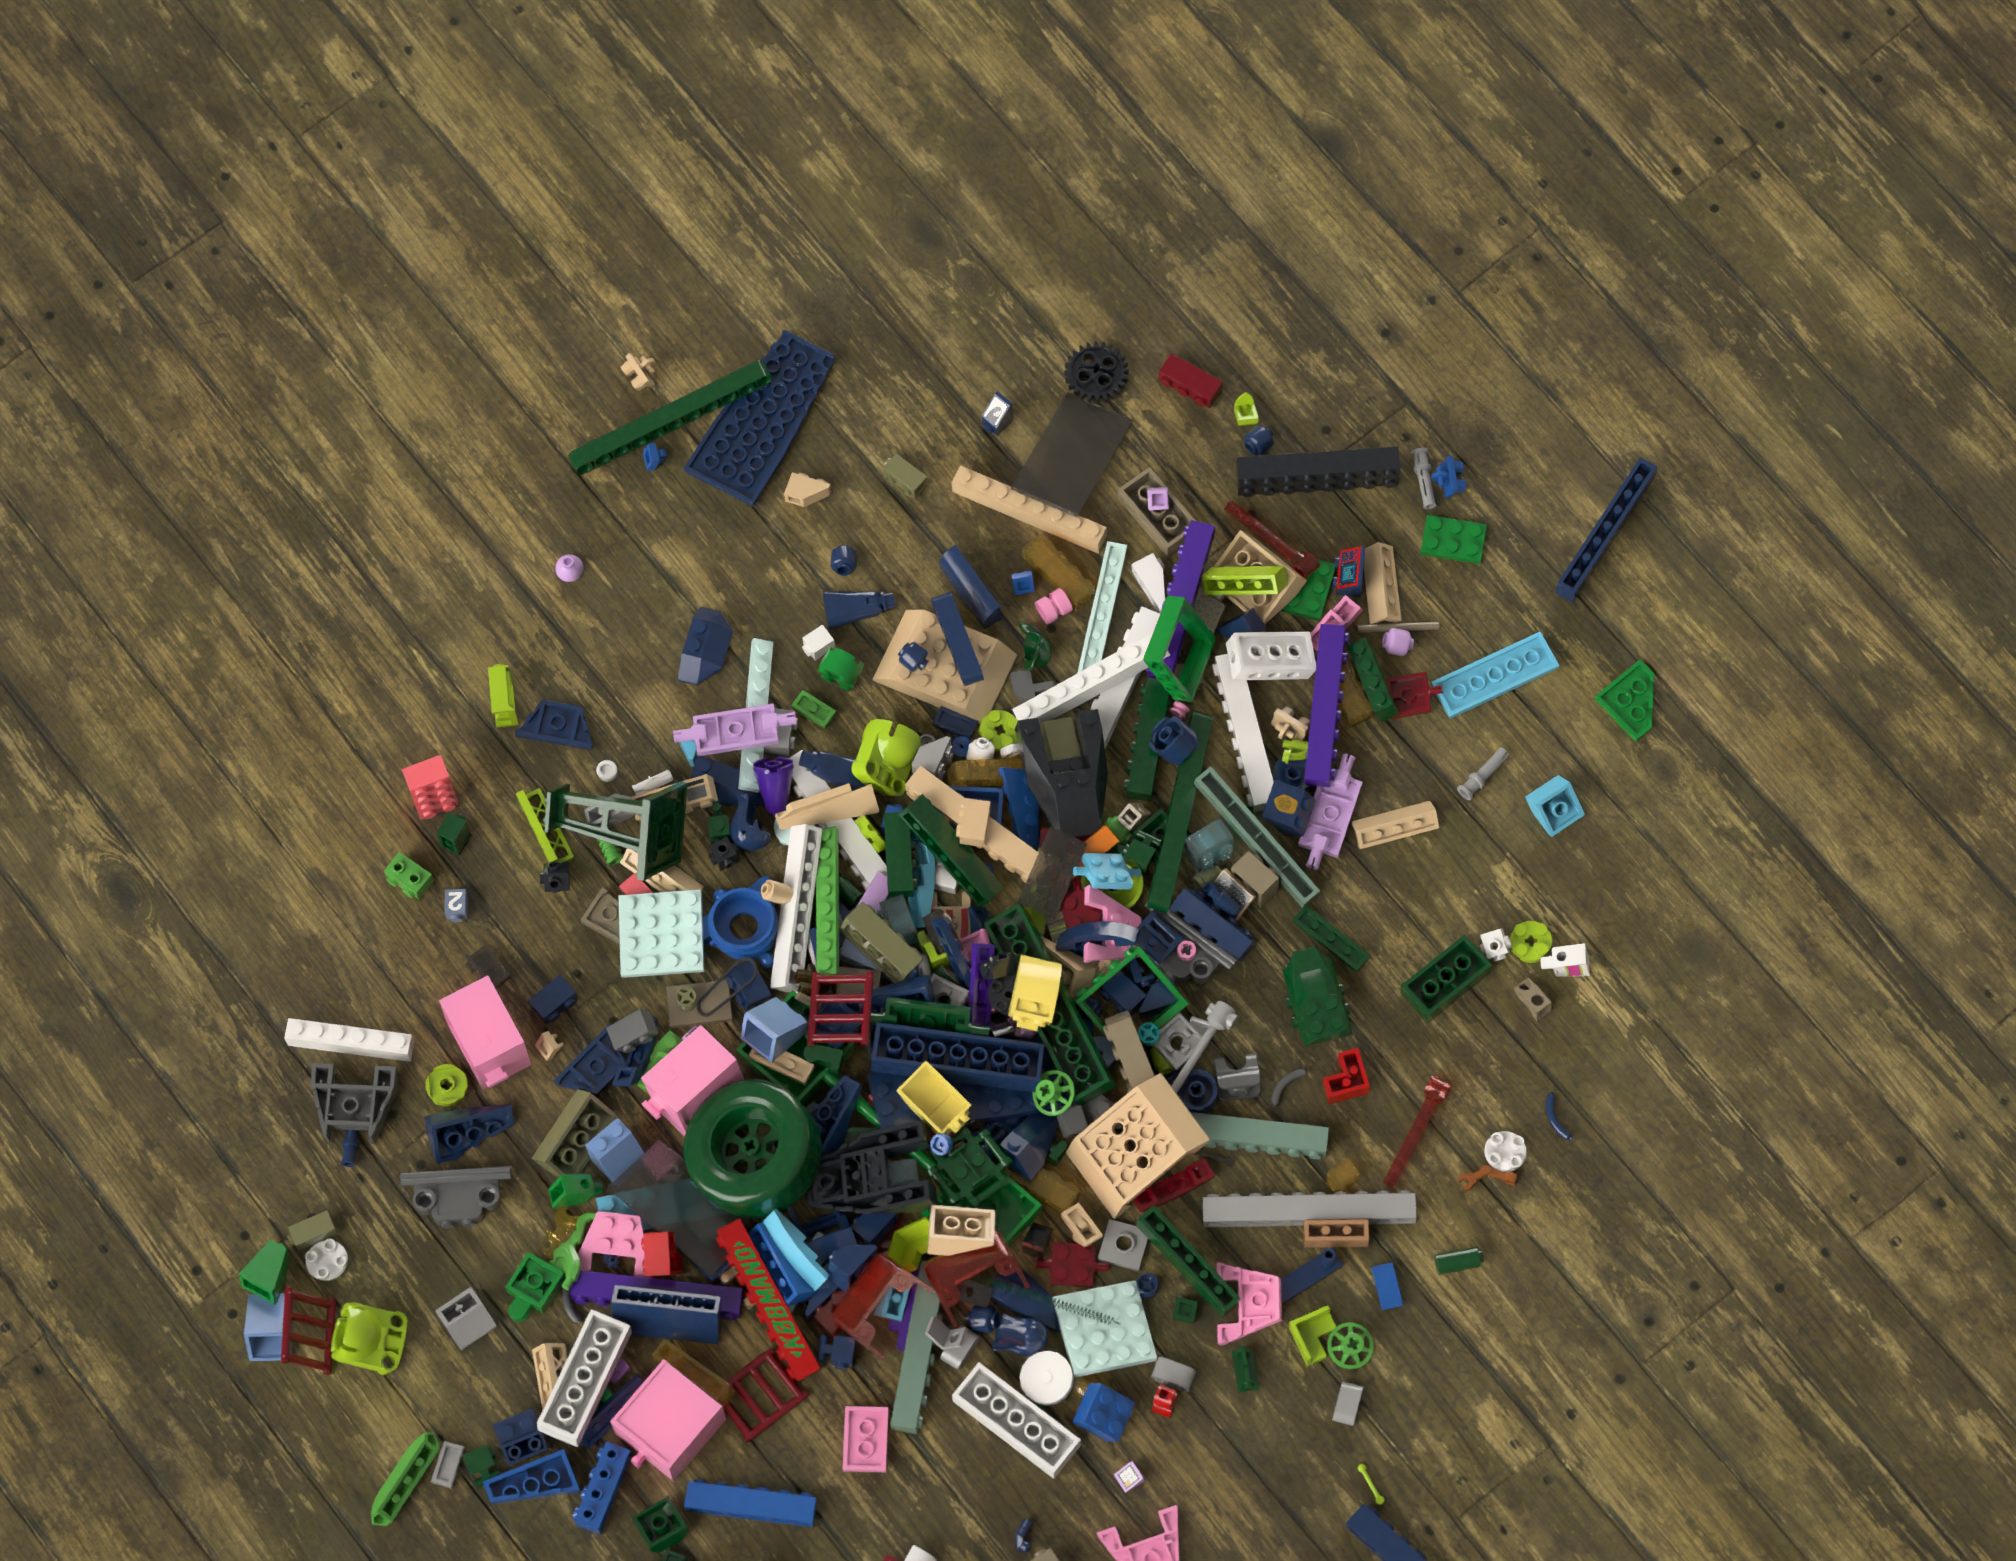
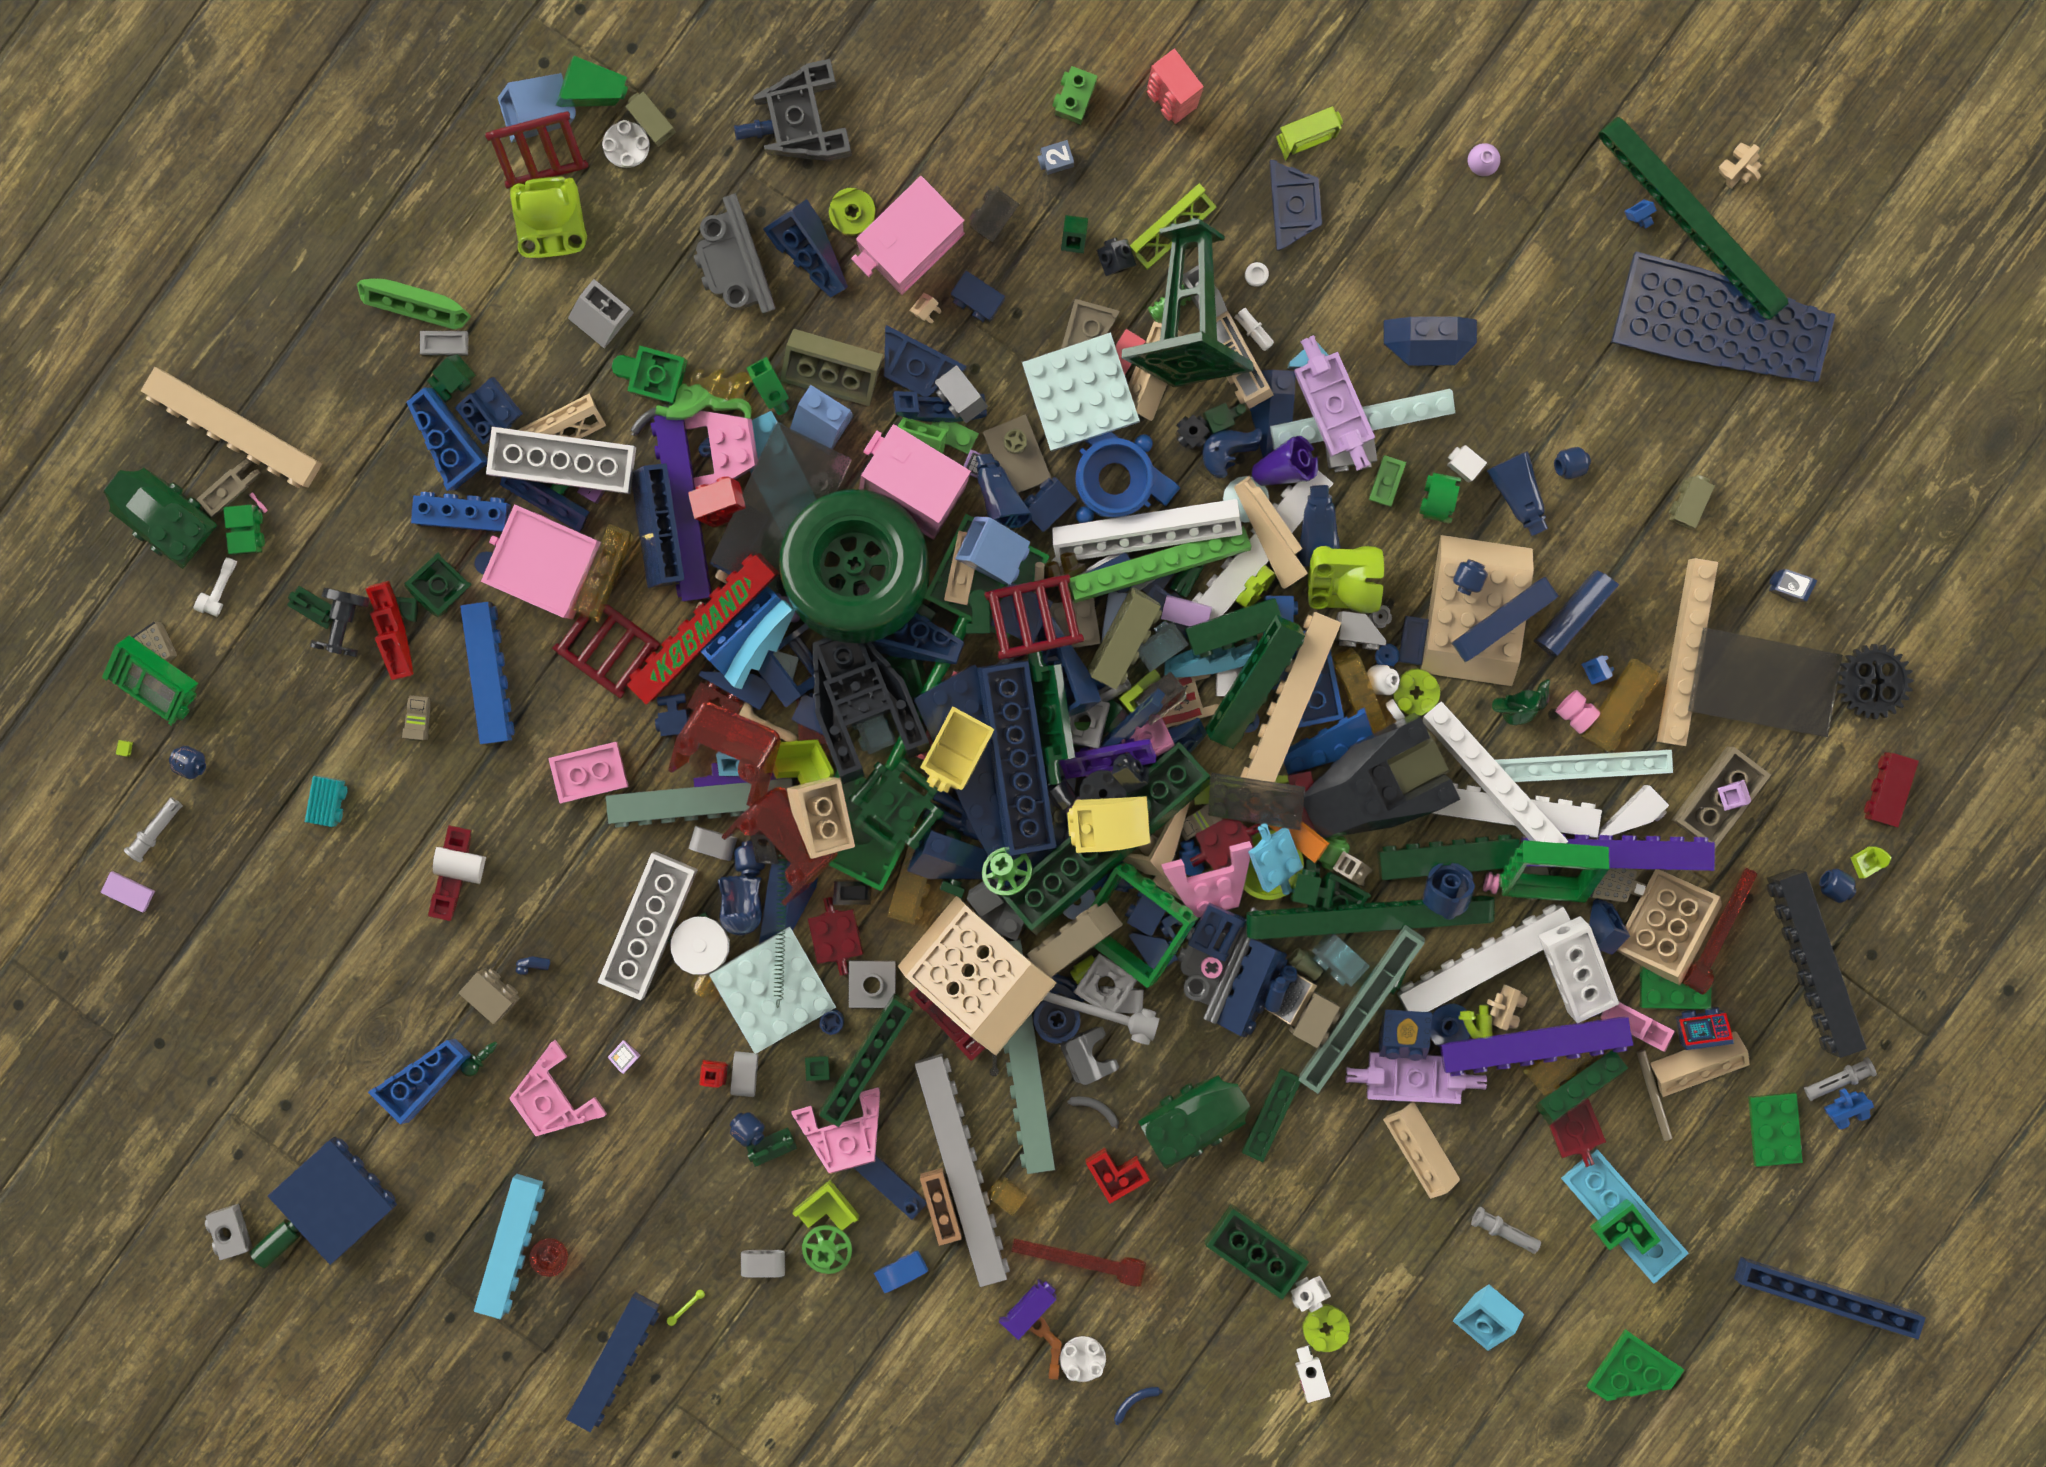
camera: 70 degrees right, 20 degrees up
(349, 1040) = (872, 89): white brick -> none
(454, 833) = (1135, 129): dark green brick -> none
(525, 905) = (1074, 234): none -> dark green brick
(653, 1481) = (482, 561): none -> dark blue piece
(721, 978) = (1030, 491): black piece -> none
(726, 1019) = (1000, 496): none -> dark blue piece
(776, 892) = (1154, 505): tan brick -> none
(805, 490) = (1645, 394): tan slope -> none
(849, 1263) = (757, 707): dark blue slope -> none
(941, 1144) = (909, 770): tile -> none
(943, 1335) = (715, 824): light grey bracket -> none
(974, 822) = (1288, 702): tan brick -> none
(1023, 687) = (1470, 707): dark grey brick -> none
(1081, 1225) = (874, 937): tan slope -> none
(1098, 931) = (1200, 869): dark blue slope -> none
(1103, 1412) = (679, 1015): blue brick -> none
(1145, 1032) = (1098, 956): teal wheel -> none
(1223, 1384) = (747, 1129): none -> dark blue head
(1244, 580) = (1659, 919): lime brick -> none
(1397, 642) = (1635, 1100): lavender head -> none
(1448, 1183) = (1029, 1309): none -> dark purple window
(1458, 1260) = (948, 1340): dark green brick -> none
(1499, 669) = (1623, 1223): none -> green brick
(1533, 998) = (1261, 1347): dark tan leg -> none

